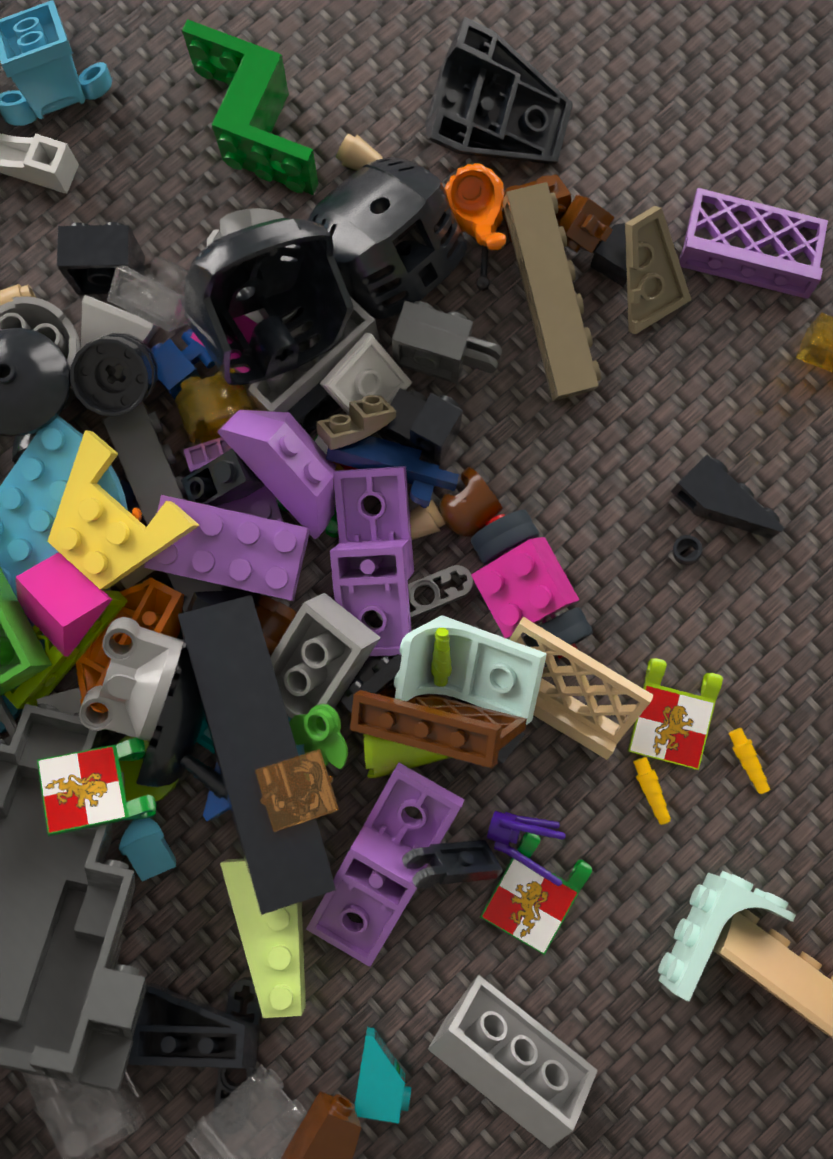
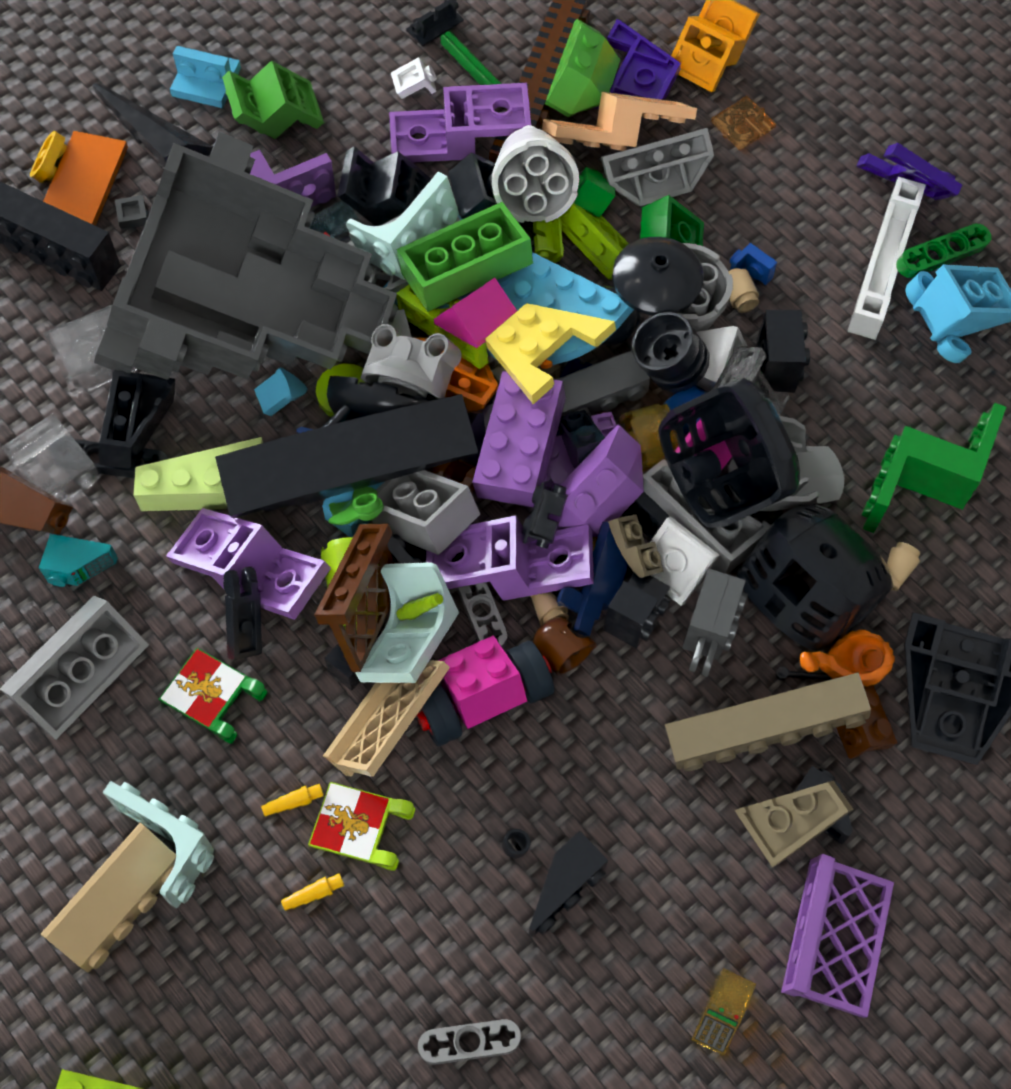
camera: 90 degrees right, 15 degrees down
(88, 788) = (325, 331): flag -> none
(296, 790) = (312, 482): clear orange piece -> none
(314, 510) = (546, 501): none -> black hinge
(507, 828) = (268, 669): dark purple plant -> none
(585, 224) = (840, 758): reddish brown brick -> none

